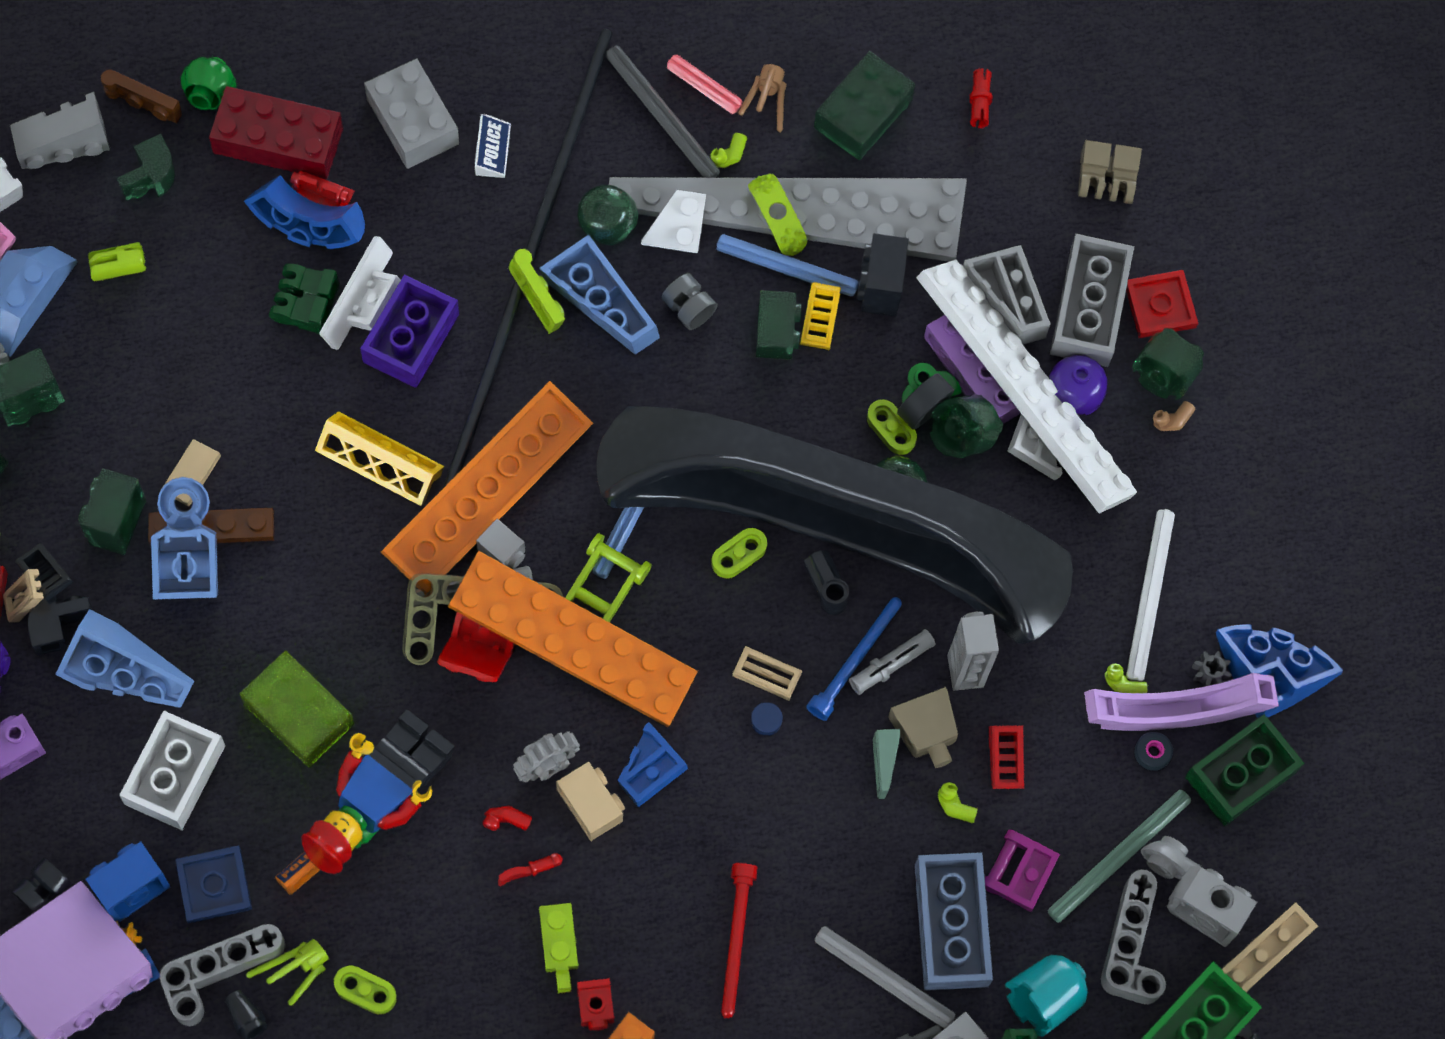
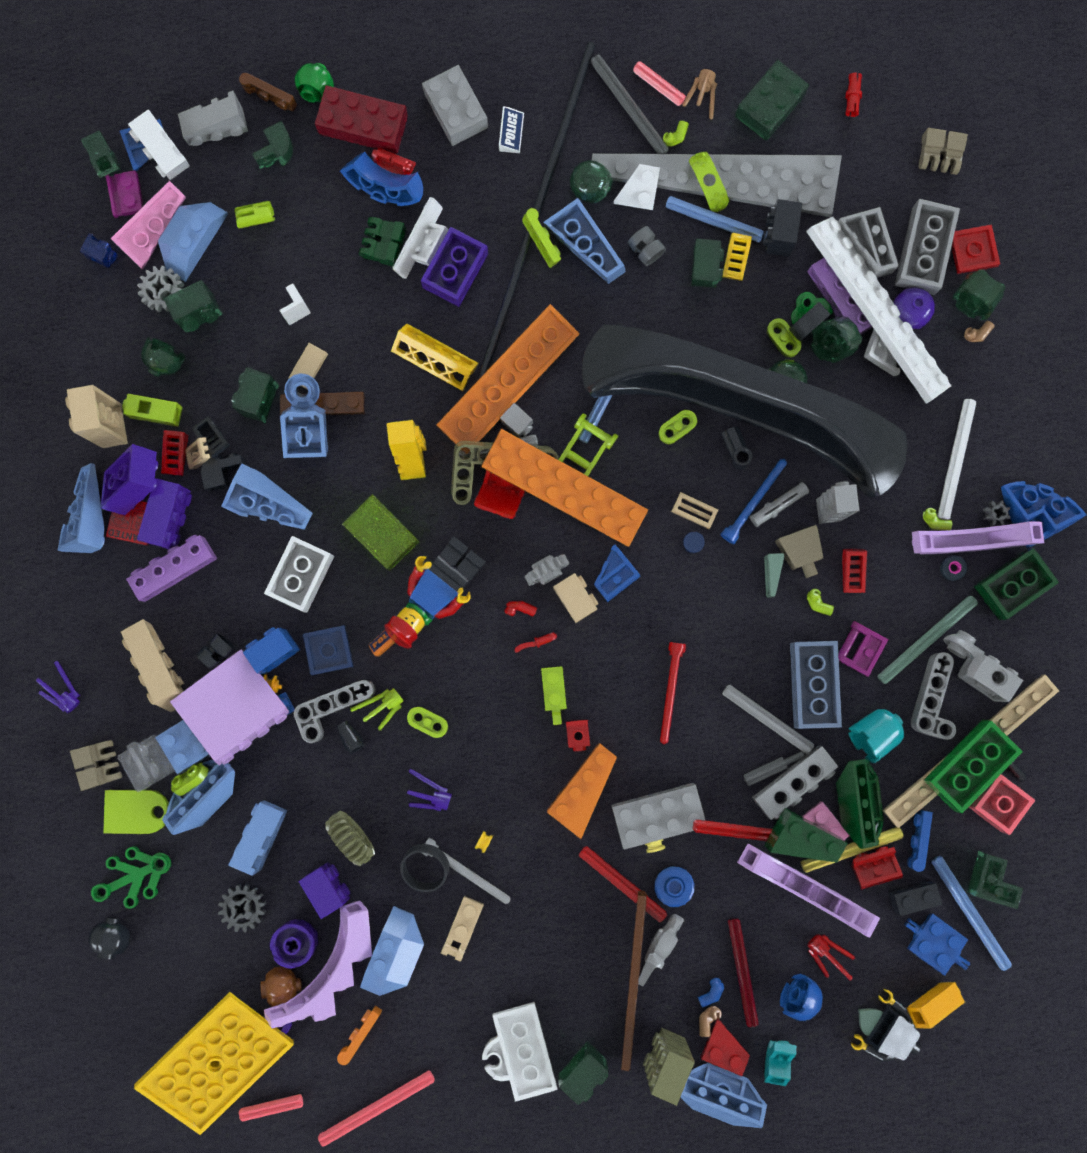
camera: 10 degrees right, 15 degrees up
(176, 391) = (295, 310): none -> white panel
(339, 581) = (407, 448): none -> yellow wedge

